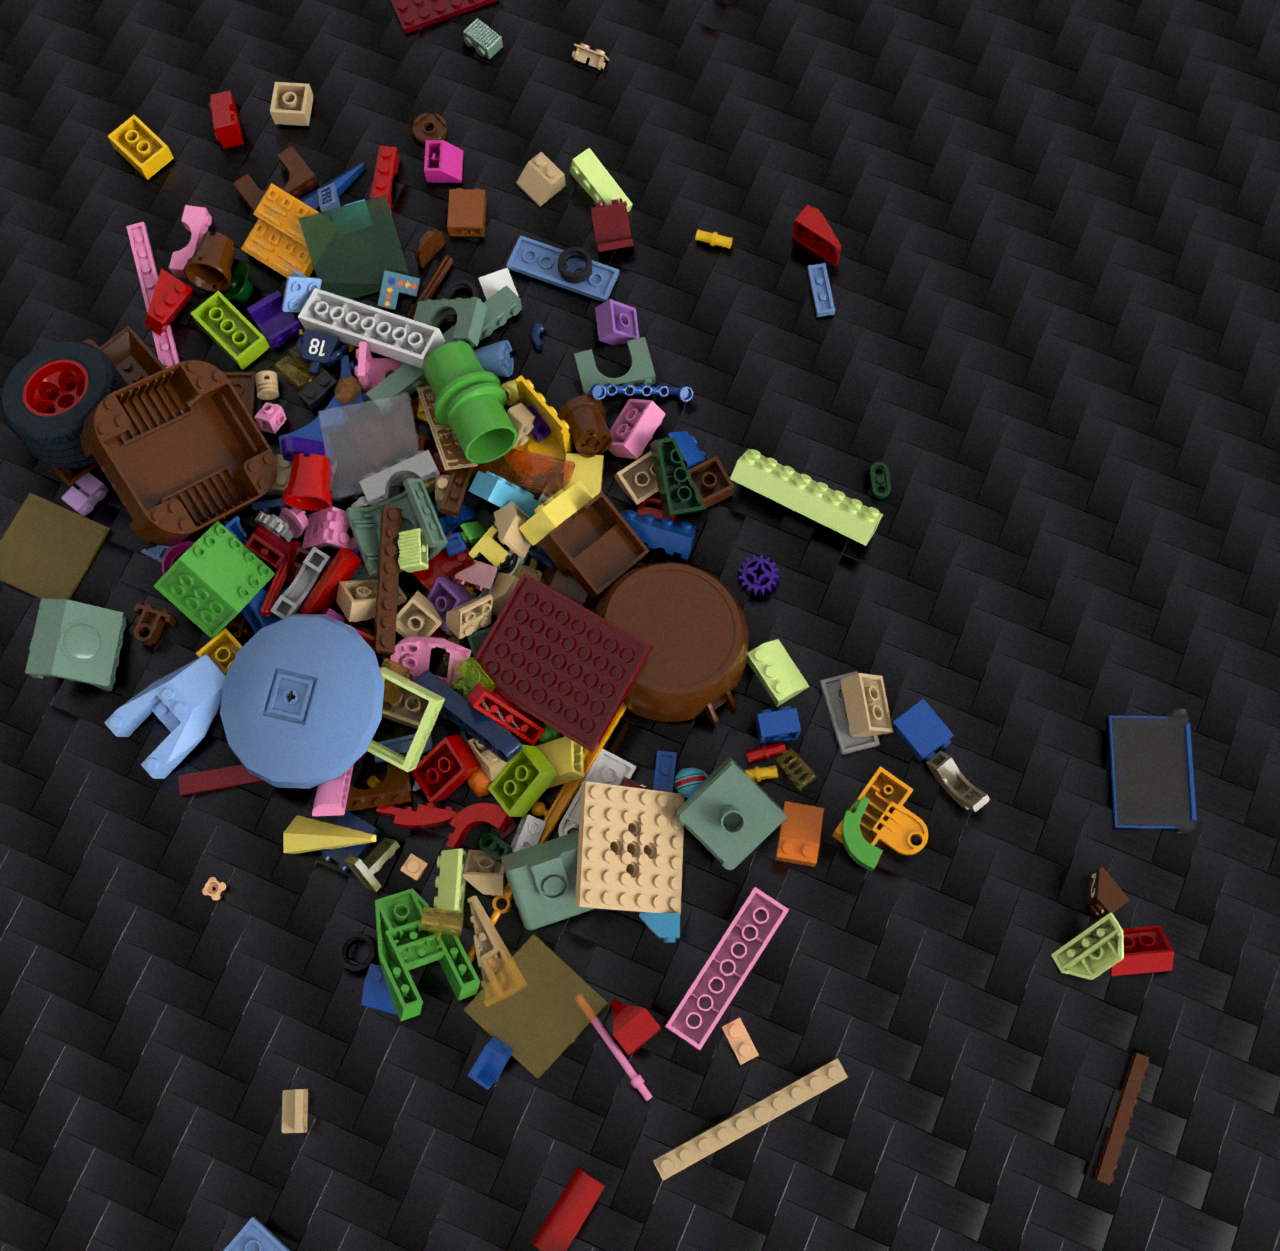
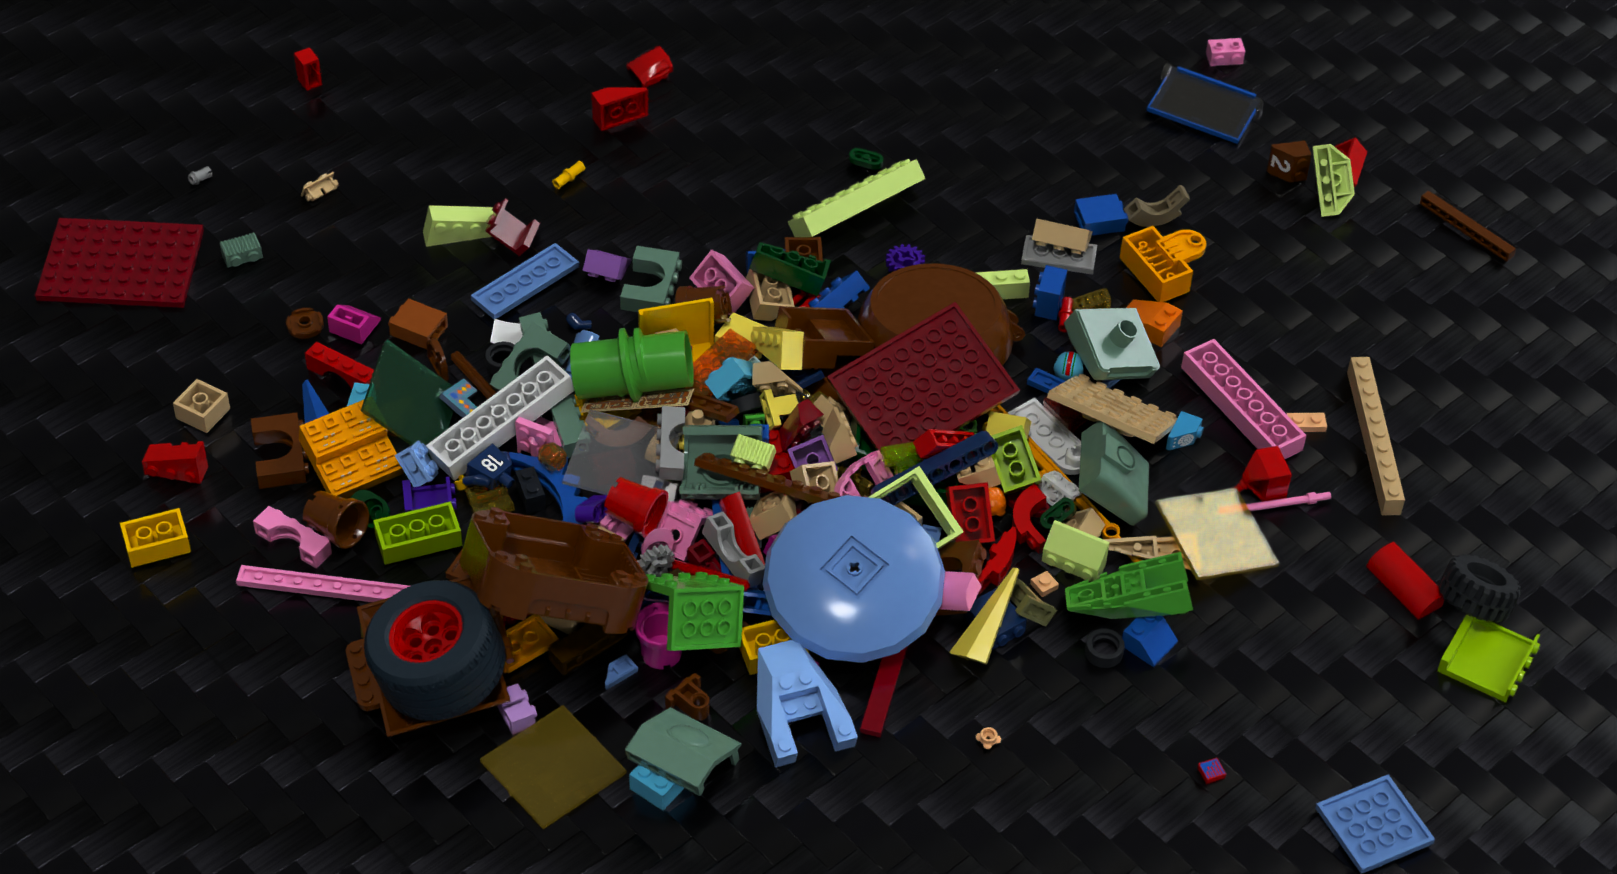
camera: 70 degrees left, 25 degrees down
(167, 302) = (352, 566): red wedge -> none
(258, 1103) = (1211, 770): none -> tile
(268, 546) = (678, 561): dark red brick -> none
(294, 1111) = (1232, 742): tan panel -> none
(328, 198) = (347, 398): medium blue slope -> none
(441, 921) = (1112, 562): clear yellow panel -> none
(490, 1063) = (1250, 582): blue panel -> none
(541, 179) = (423, 261): tan slope -> none
(575, 252) = (529, 255): black tyre -> none
(599, 391) = (680, 275): blue bar -> none
(821, 290) = (666, 128): medium blue plate -> none
(854, 843) = (1177, 269): bright green arch -> none
(895, 237) = (651, 66): none -> red slope
(1247, 763) = (1225, 52): none -> bright pink brick

